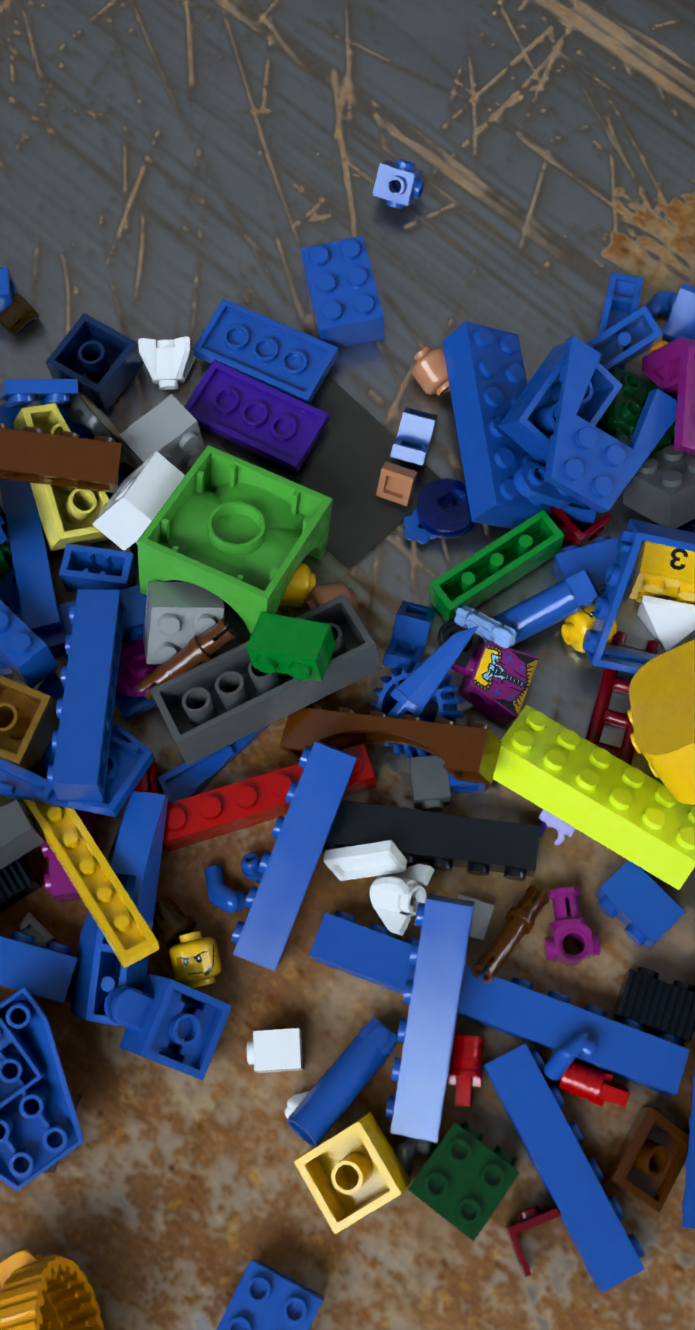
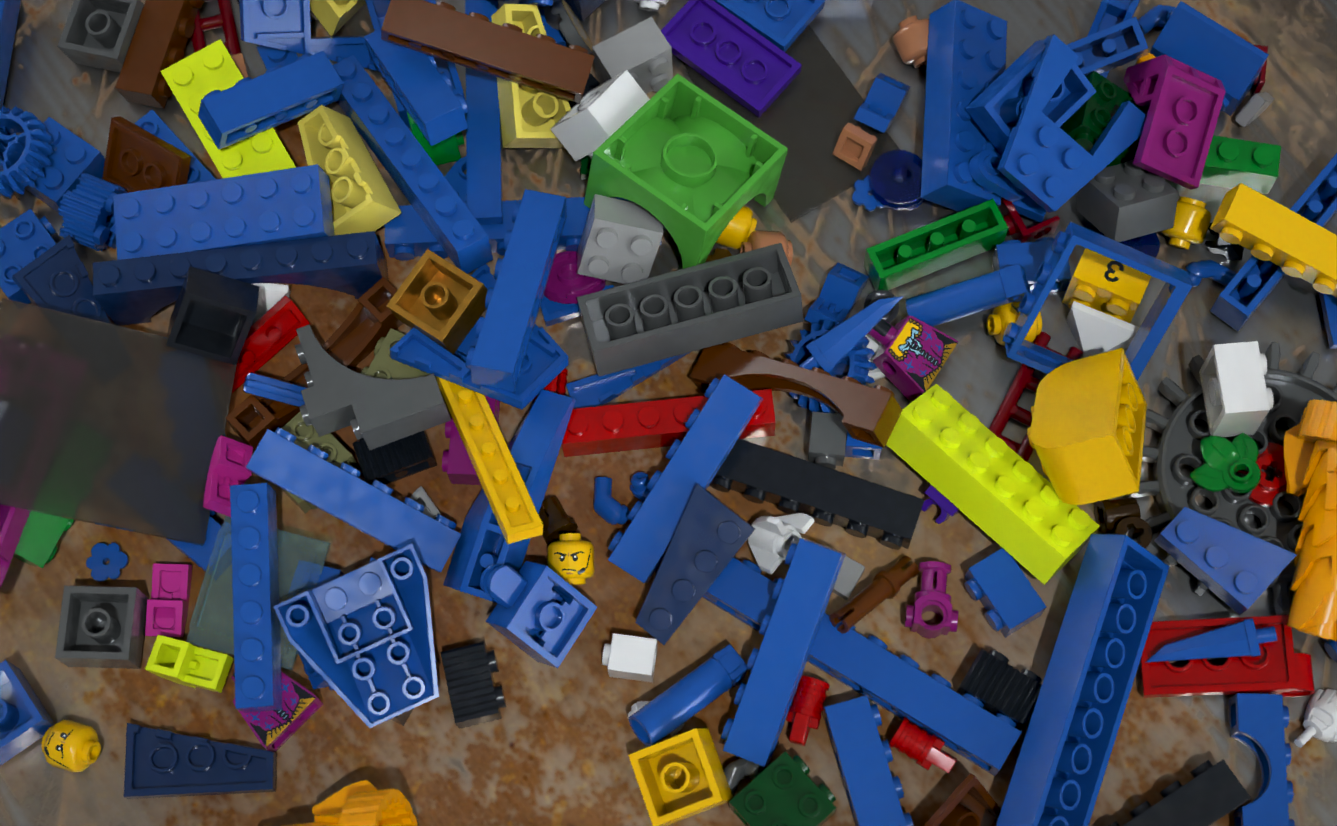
camera: 10 degrees right, 0 degrees up
(97, 568) = (546, 173): blue brick -> none
(118, 1114) = (472, 684): none -> black brick
(198, 650) = (625, 271): reddish brown pin -> none
(291, 646) = (720, 281): green brick -> none
(322, 935) = (695, 558): none -> dark blue wing
(365, 860) = (752, 498): white tile -> none
(488, 627) = (912, 301): light blue axle -> none
(567, 1052) = (903, 710): blue arm -> none

